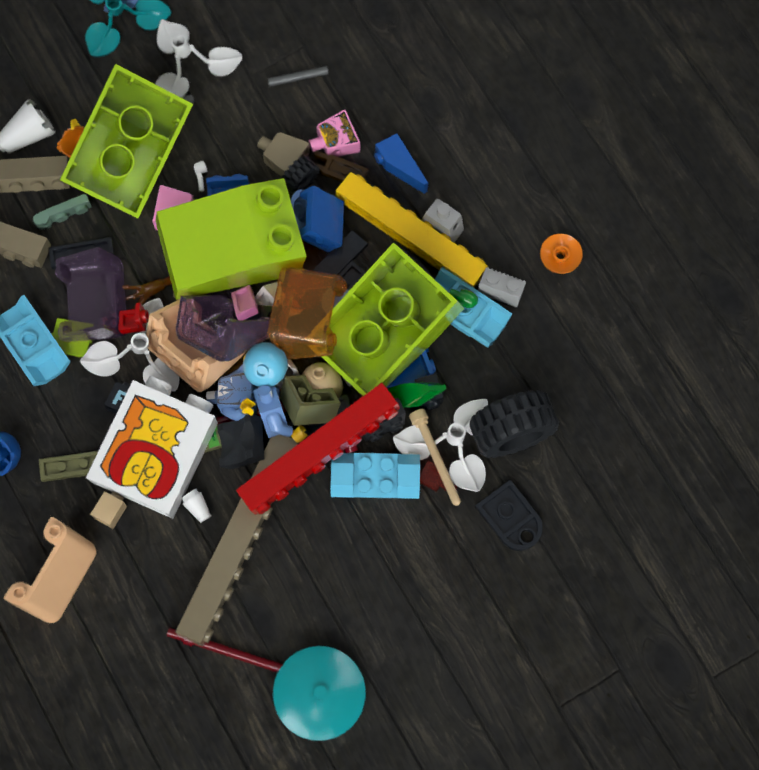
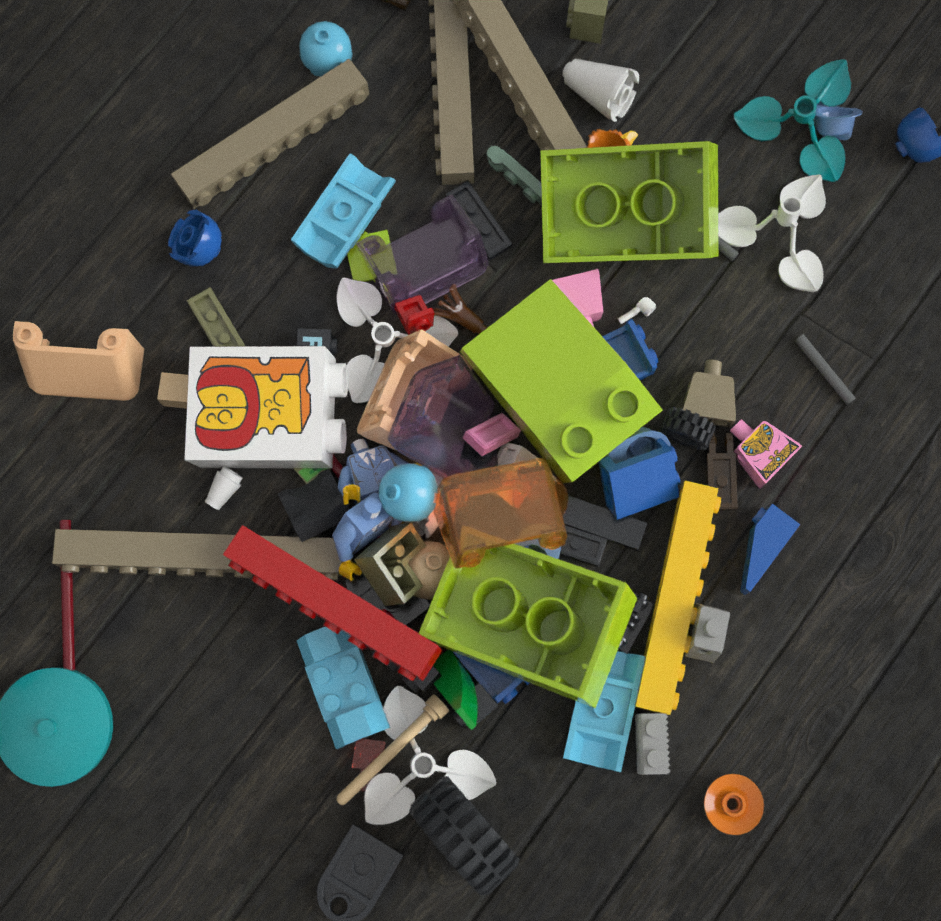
camera: 70 degrees right, 5 degrees up
(465, 297) = (613, 702): green cylinder -> none

